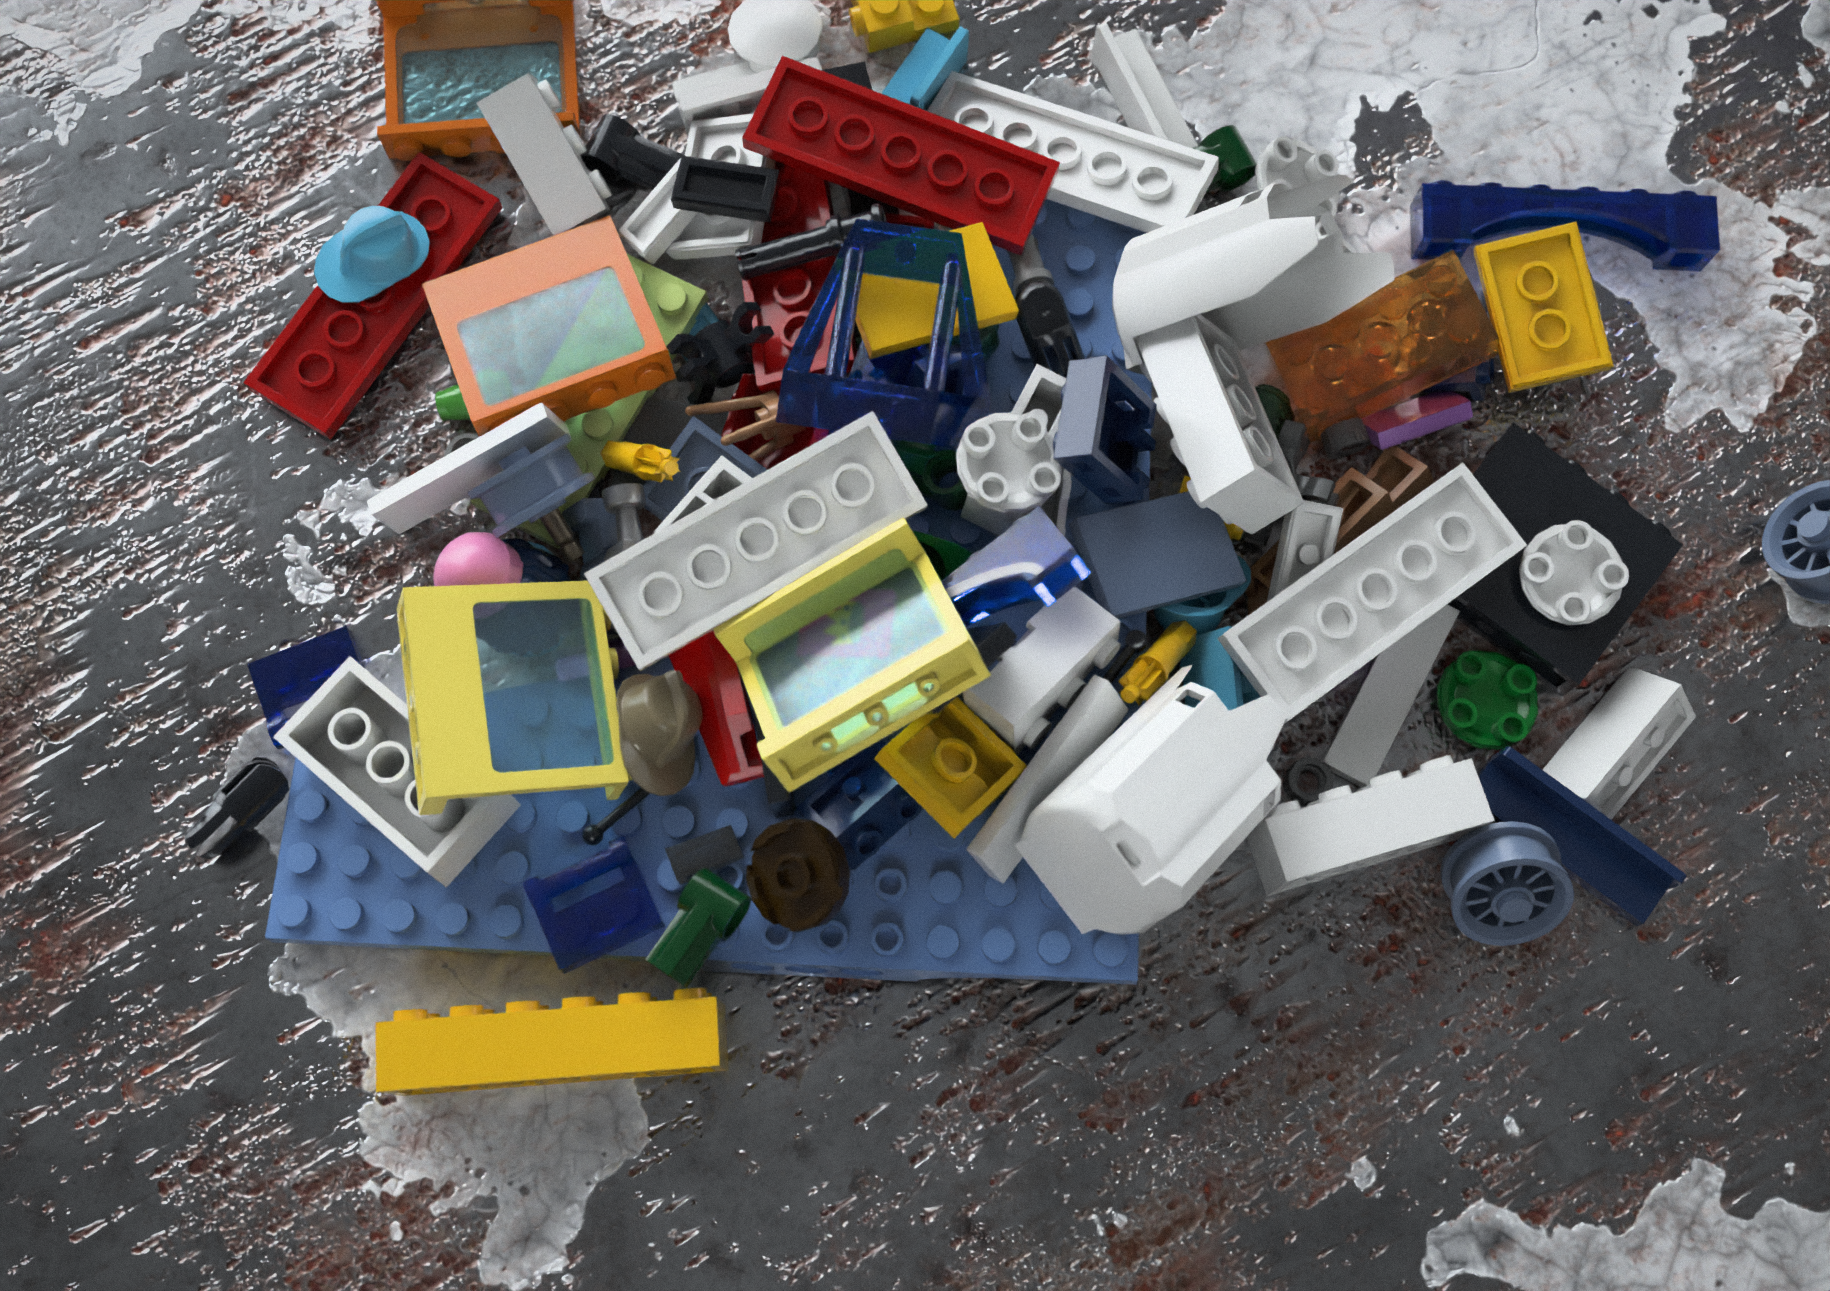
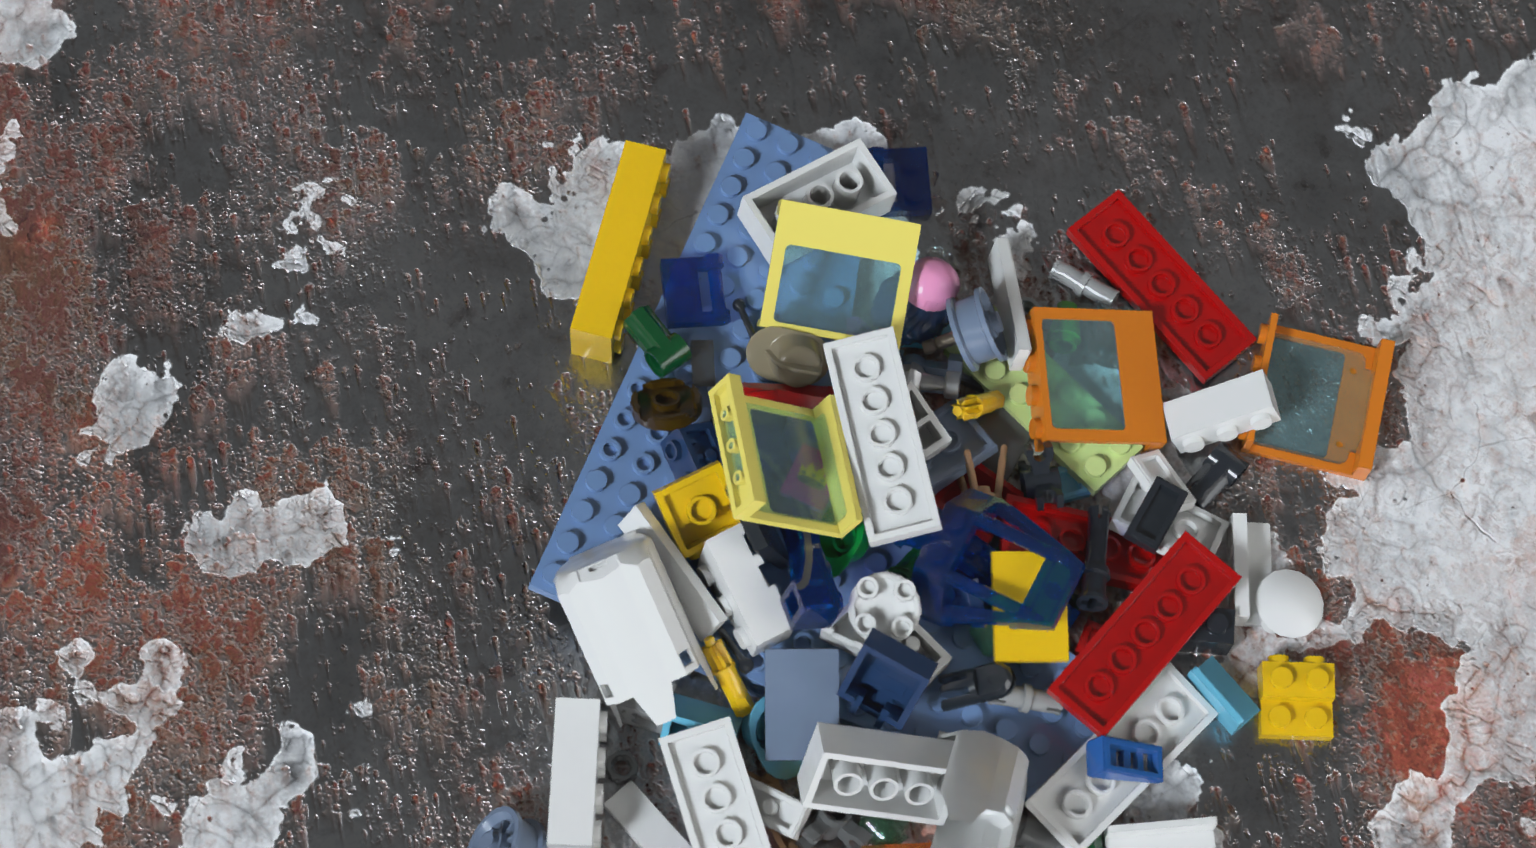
camera: 105 degrees right, 5 degrees down
(238, 806) = (833, 117): black arm -> none
(371, 254) = (1185, 289): medium azure piece -> none
(401, 391) = (1084, 284): none -> light grey pin
(1076, 144) = (1103, 765): none -> blue slope

